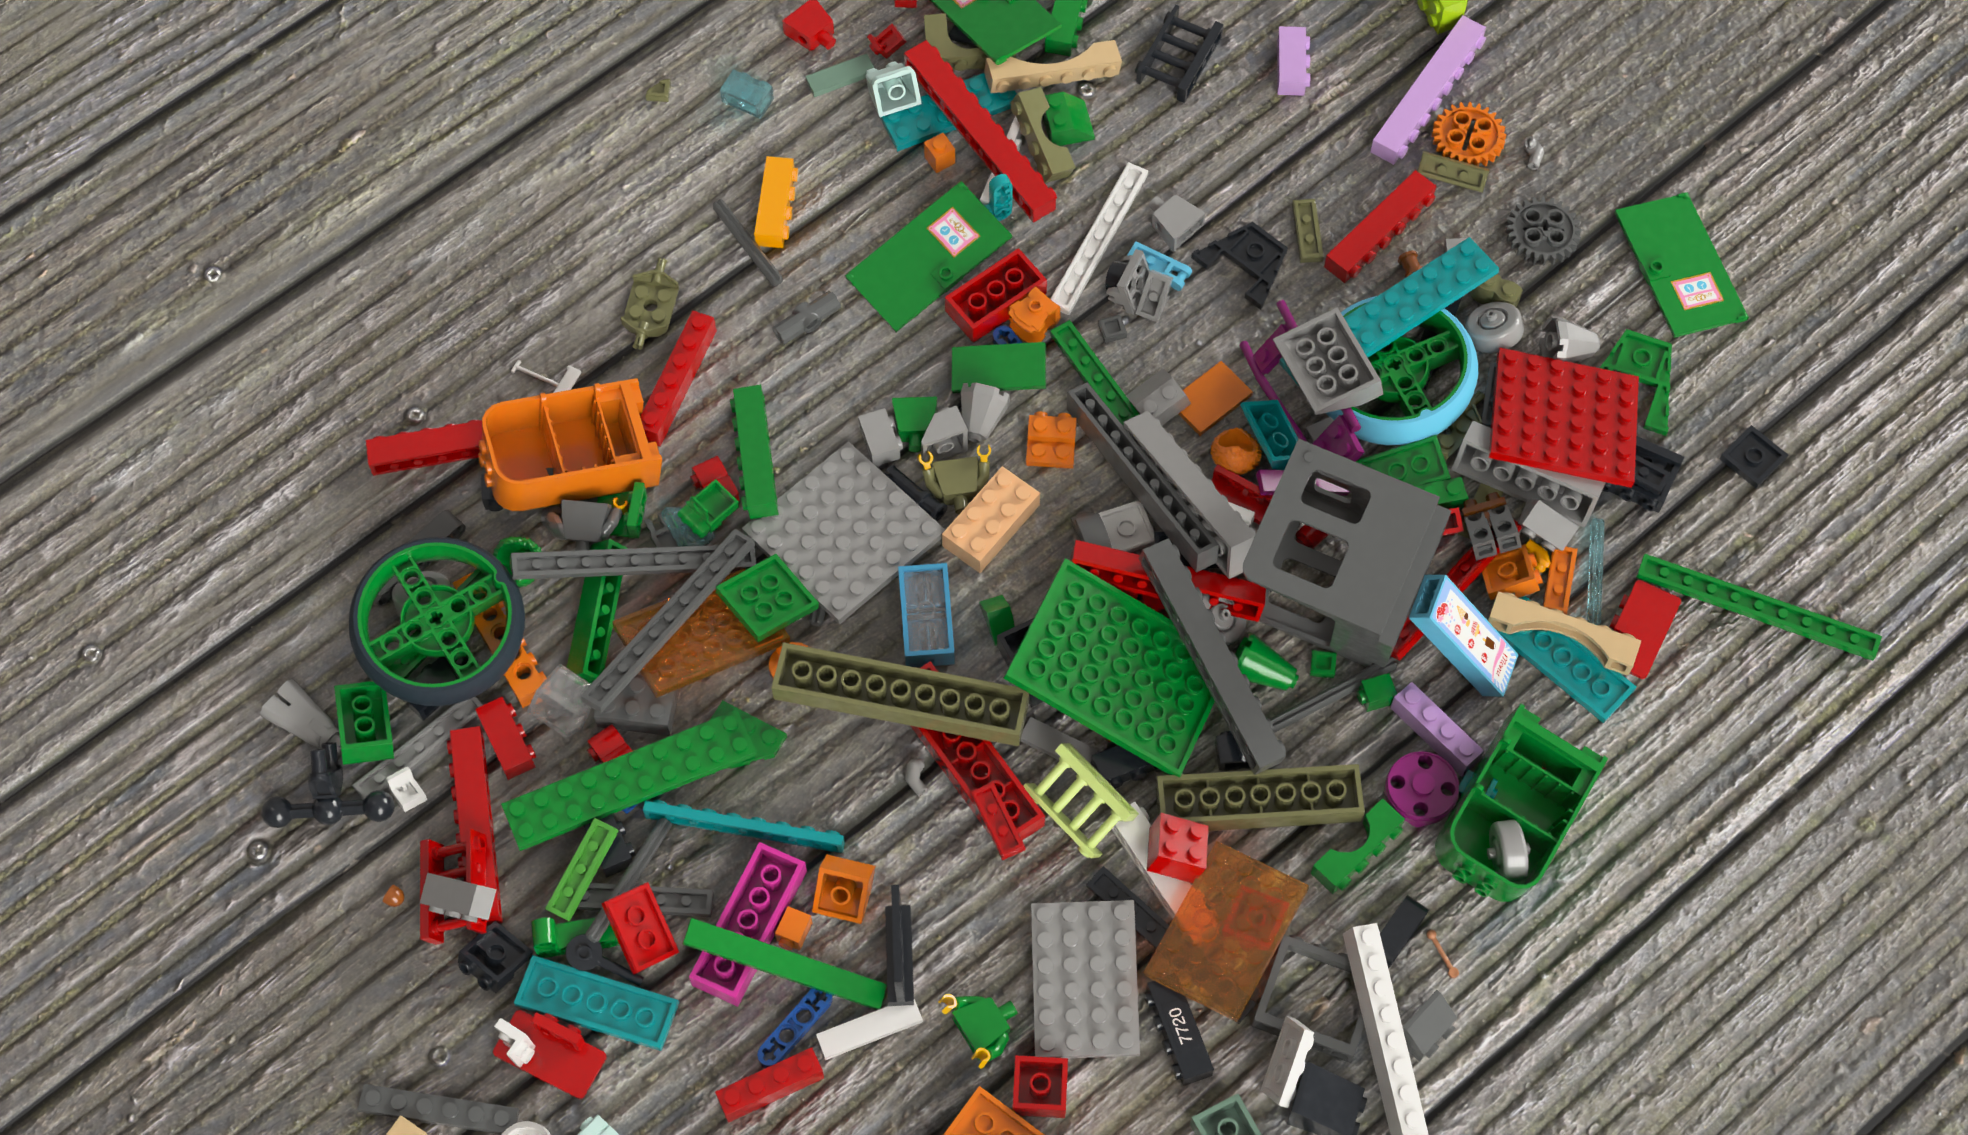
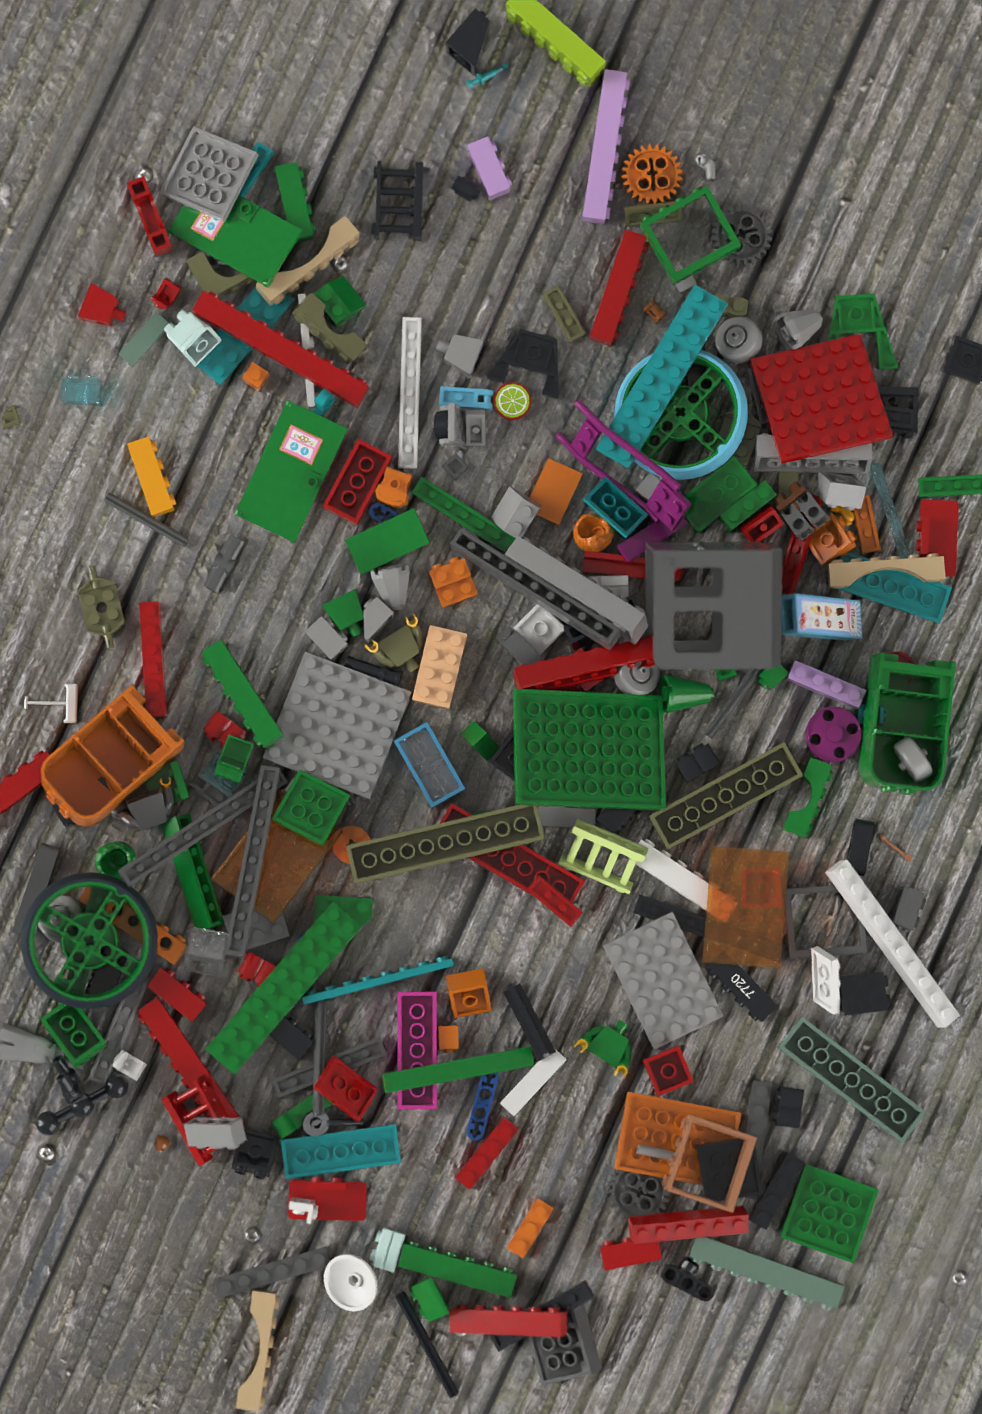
camera: 25 degrees left, 20 degrees up
(581, 869) = (285, 1068): bright green plate -> none
(912, 776) = (475, 887): light grey arm -> none
(1177, 848) = (687, 863): brick -> none
(1208, 290) = (512, 401): none -> lime tile
(1212, 657) = (650, 714): dark grey brick -> none
(1257, 70) = (466, 188): none -> black brick
(1329, 364) = (636, 447): light grey slope -> none
(1485, 231) = (704, 262): none -> green window
(1681, 265) = (854, 217): green door -> none

